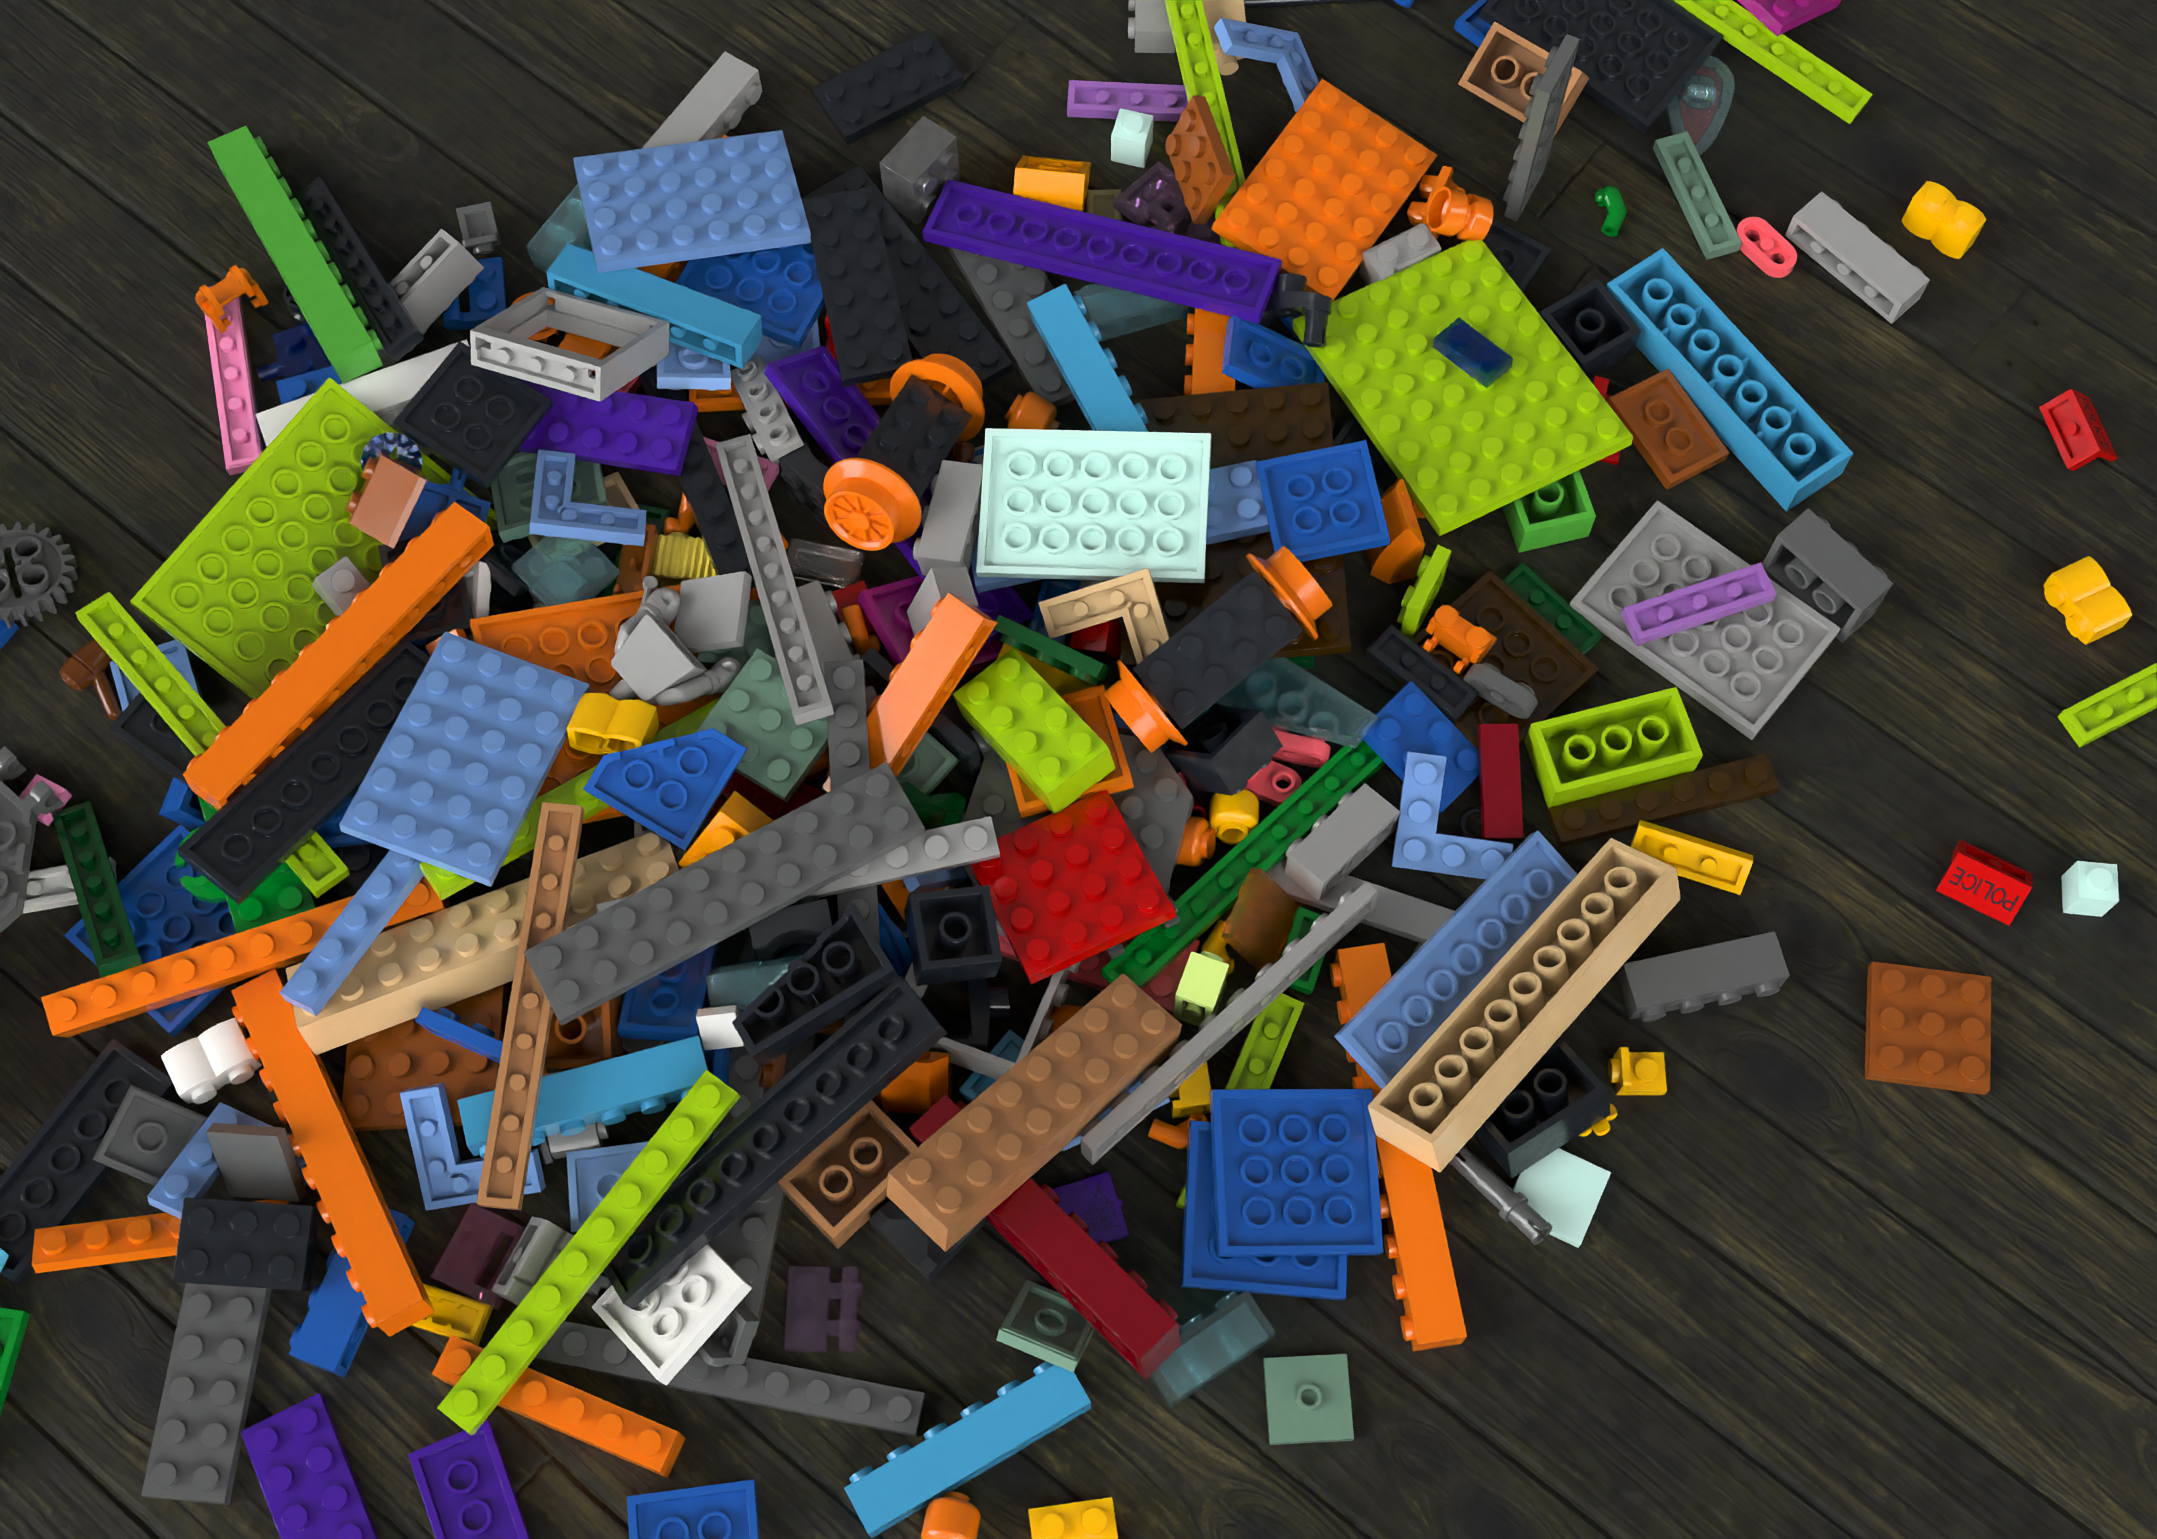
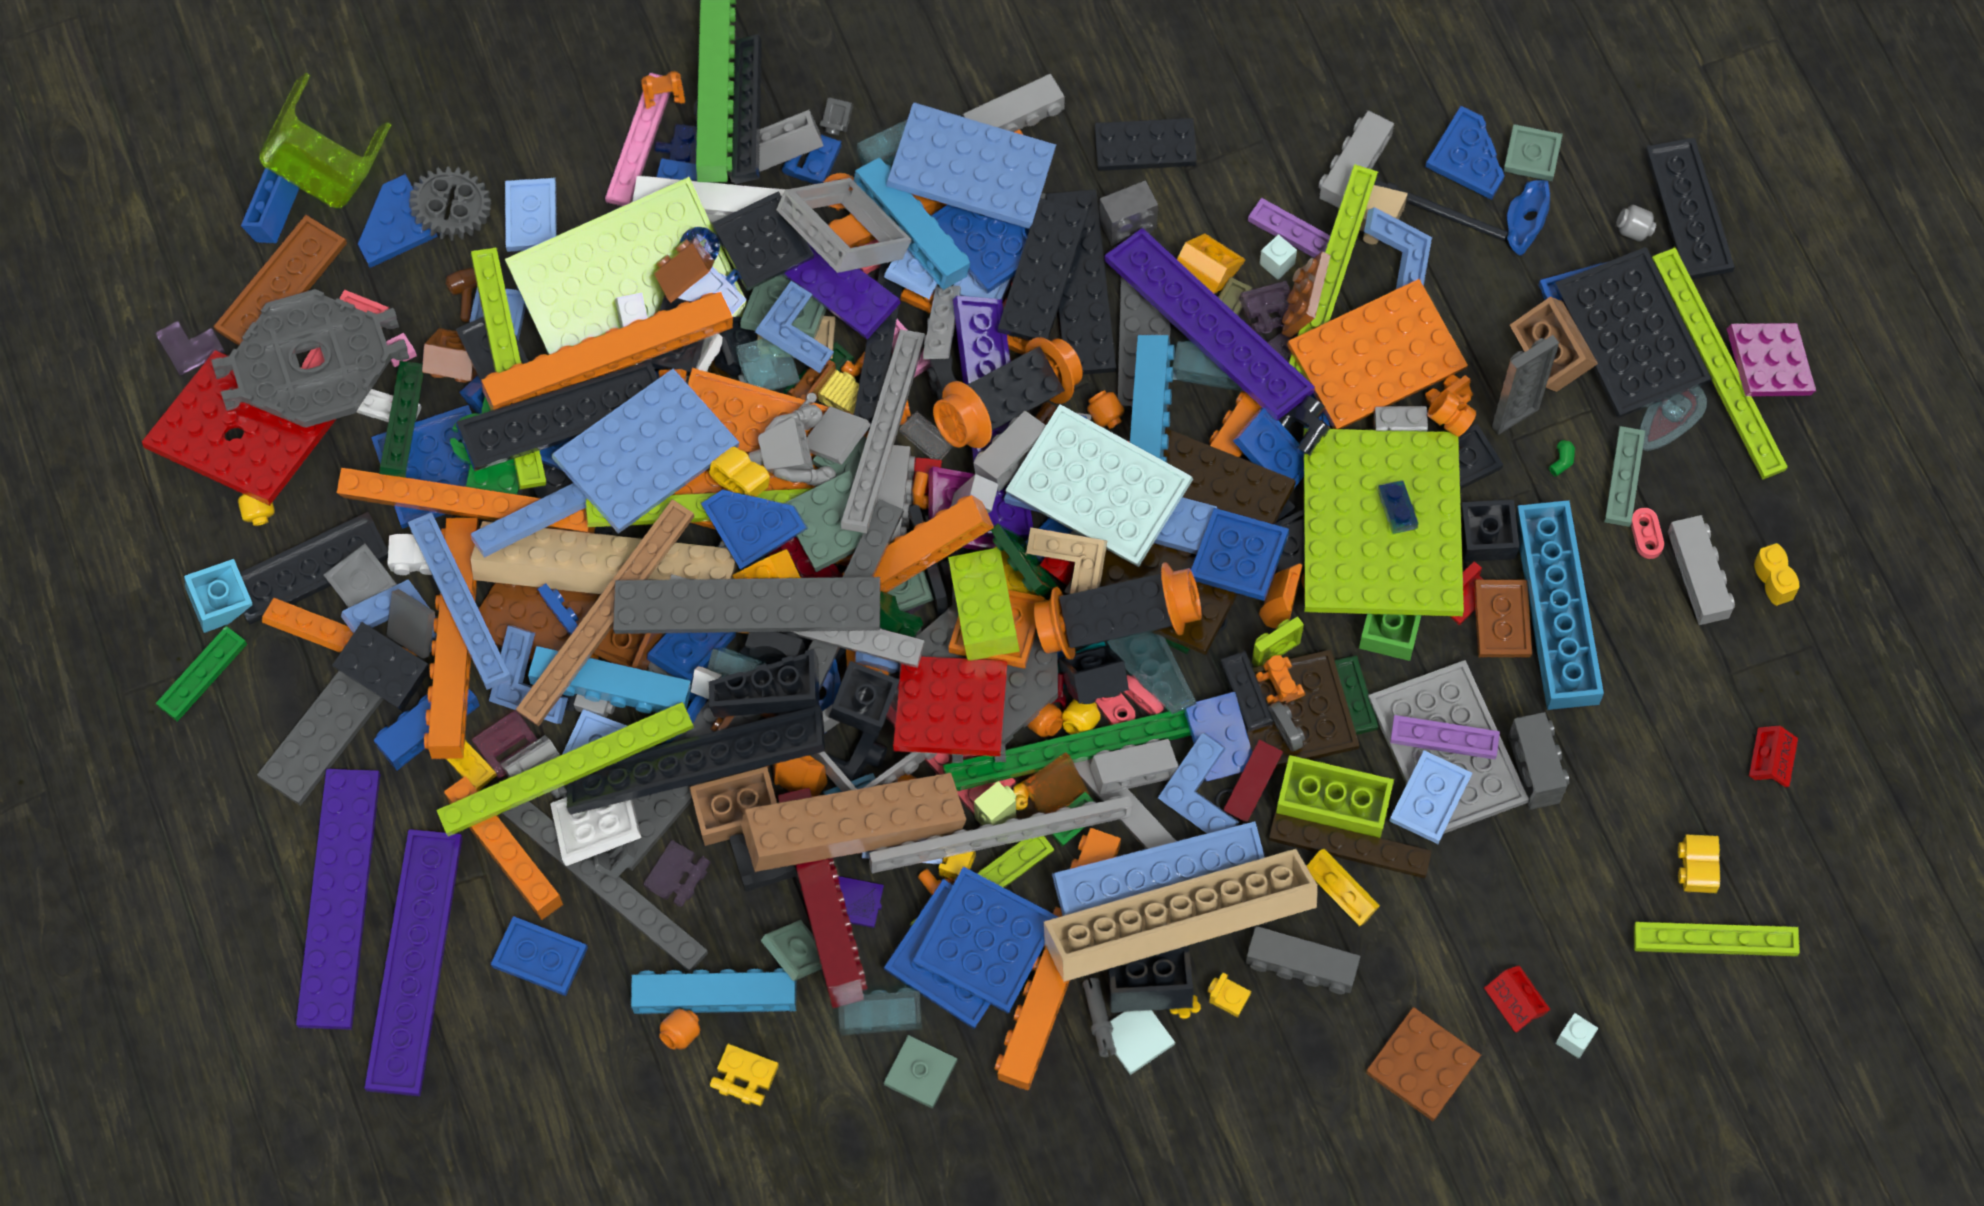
camera: 30 degrees right, 0 degrees up
(116, 774) = (447, 357): none -> slope
(130, 534) = (530, 213): none -> light blue plate
(313, 1095) = (459, 601): none -> medium blue plate
(1730, 686) = (1430, 797): none -> light blue plate

